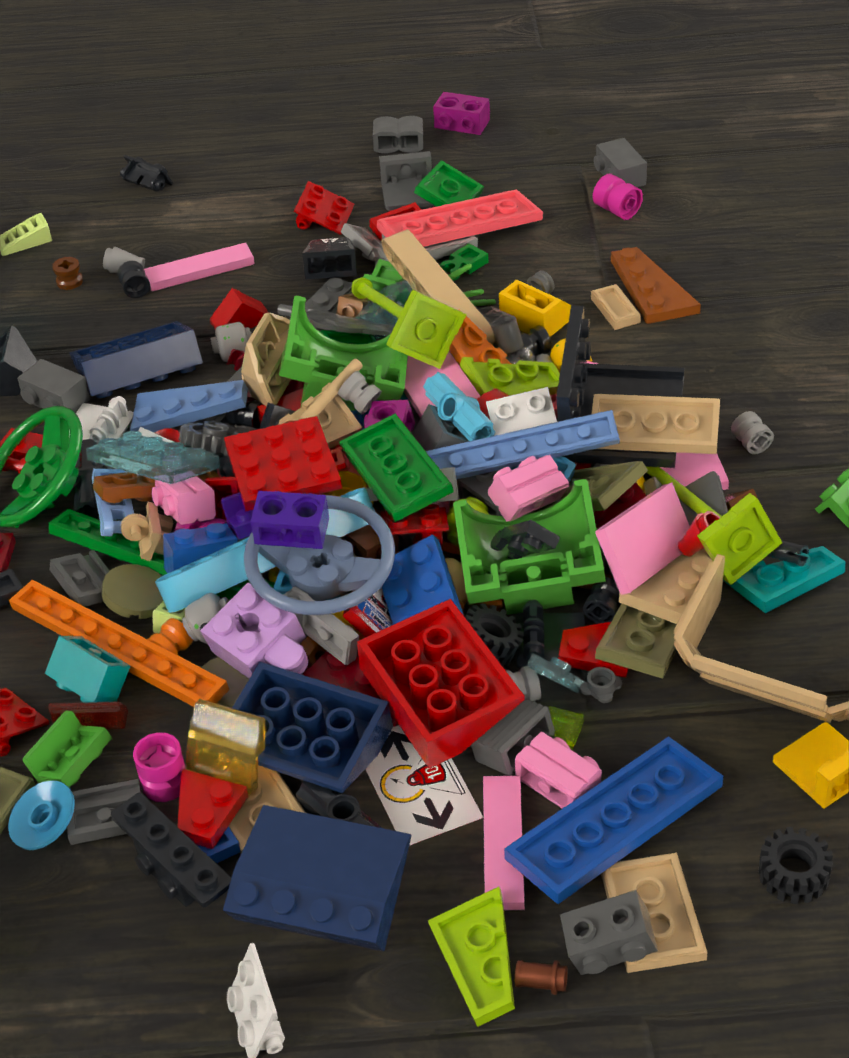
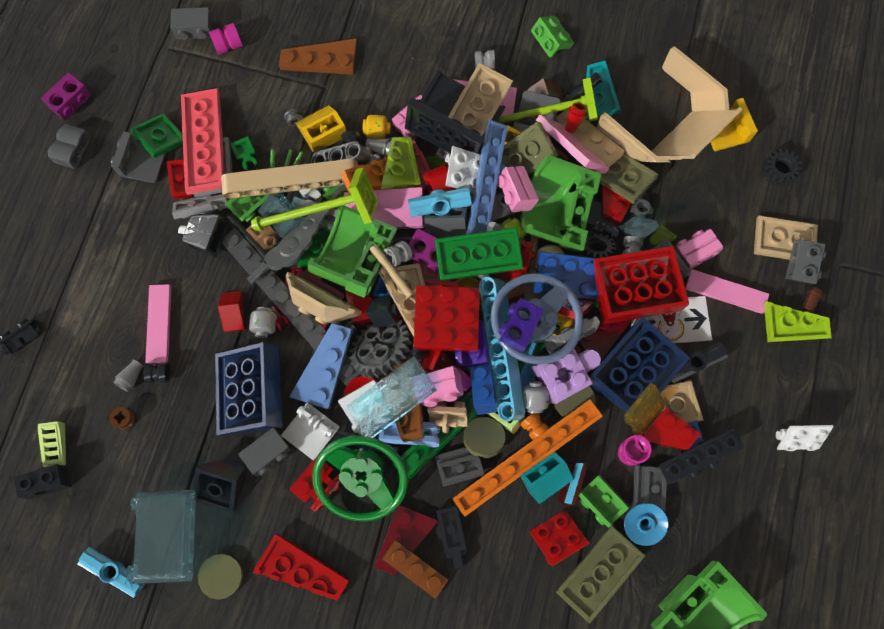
camera: 75 degrees left, 30 degrees up
(319, 877) = (739, 385): dark blue slope -> none
(322, 208) = (135, 223): red hinge -> none
(524, 539) = (564, 205): black hinge -> none
(612, 819) = (738, 234): blue plate -> none
(615, 306) = (331, 84): tan tile -> none

